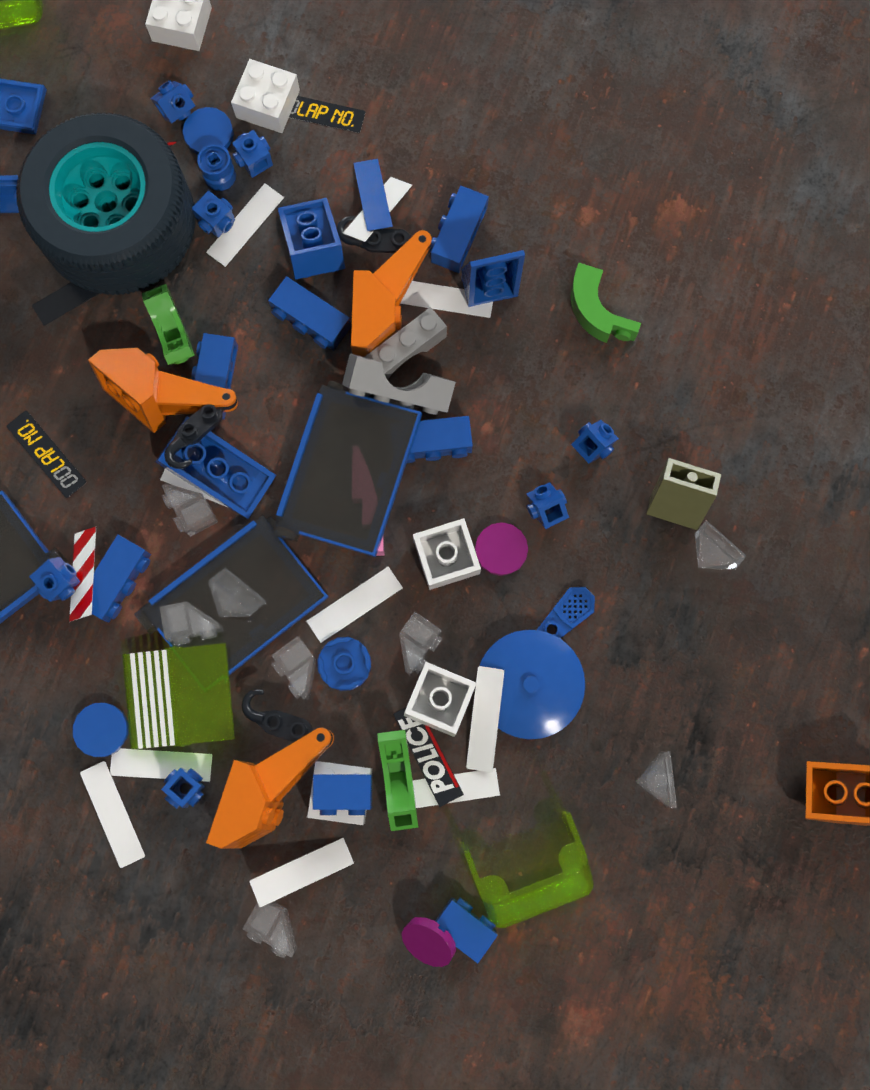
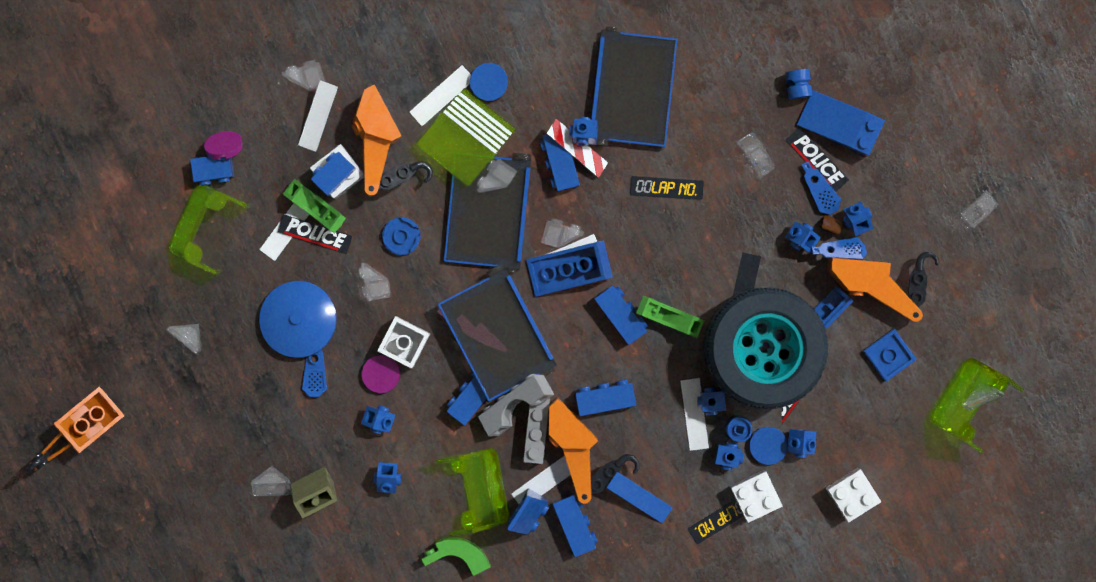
camera: 130 degrees right, 10 degrees up
(112, 814) = (440, 48): white sticker -> none
(152, 394) = (637, 272): orange slope -> none
(173, 788) = (408, 96): blue brick -> none
(233, 596) = (489, 213): clear slope -> none
(298, 665) = (423, 212): clear slope -> none
(311, 238) = (649, 441): blue slope -> none
(354, 604) = (427, 271): white sticker -> none
(394, 190) = (631, 513): white sticker -> none
(440, 699) = (334, 266): white brick -> none
(485, 719) = (302, 279): white sticker -> none
(516, 339) = (483, 490): none -> clear neon green windscreen

